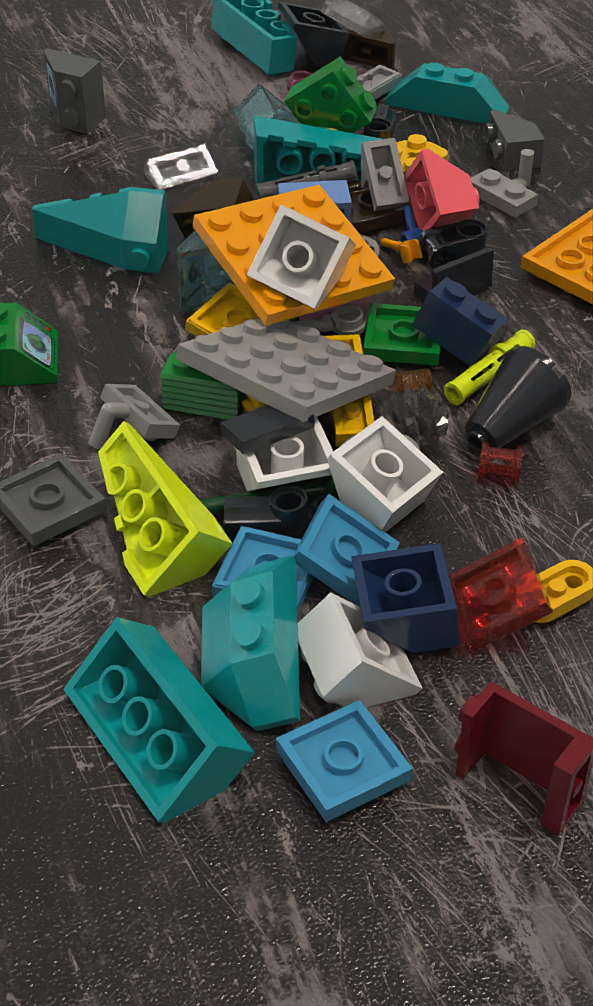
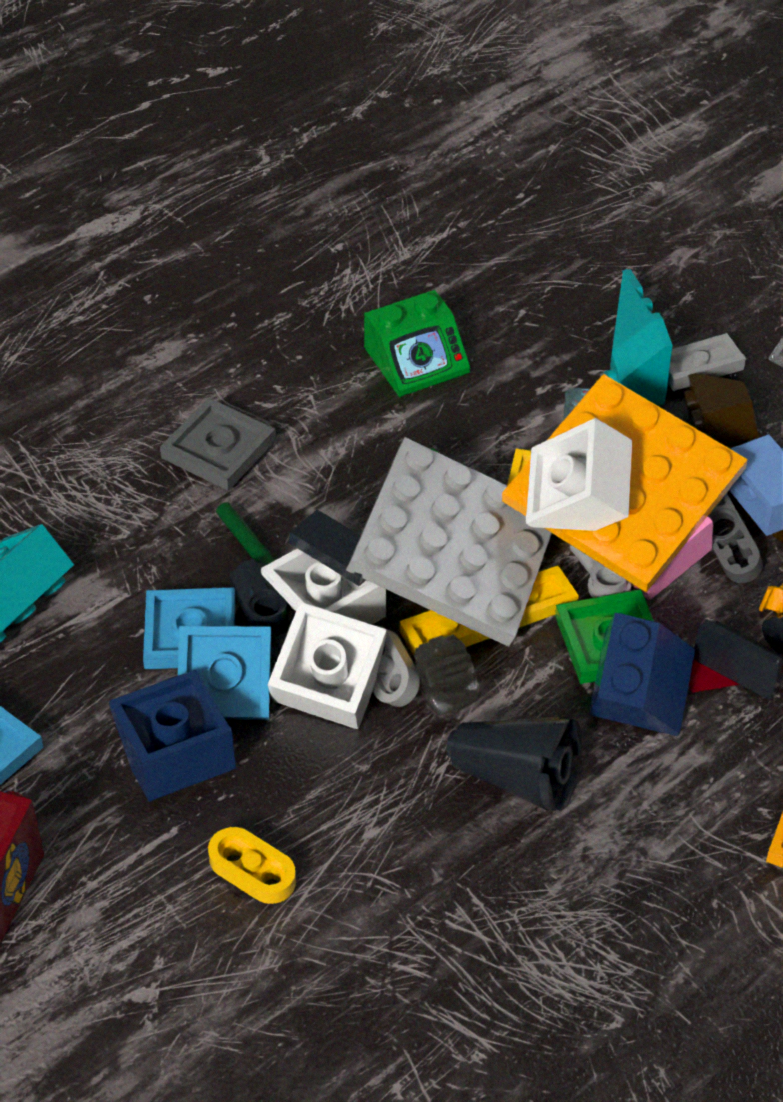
camera: 70 degrees right, 5 degrees up
(135, 408) = (363, 461): light grey plate -> none
(163, 523) = (203, 542): neon yellow wedge -> none
(253, 645) = (81, 637): teal wedge -> none
(350, 660) = (82, 724): white slope -> none
(425, 378) = (529, 661): clear orange piece -> none
(463, 387) = (647, 744): neon yellow pin -> none
(498, 595) = (210, 808): clear red plate -> none
(509, 471) = (429, 772): clear red bush -> none

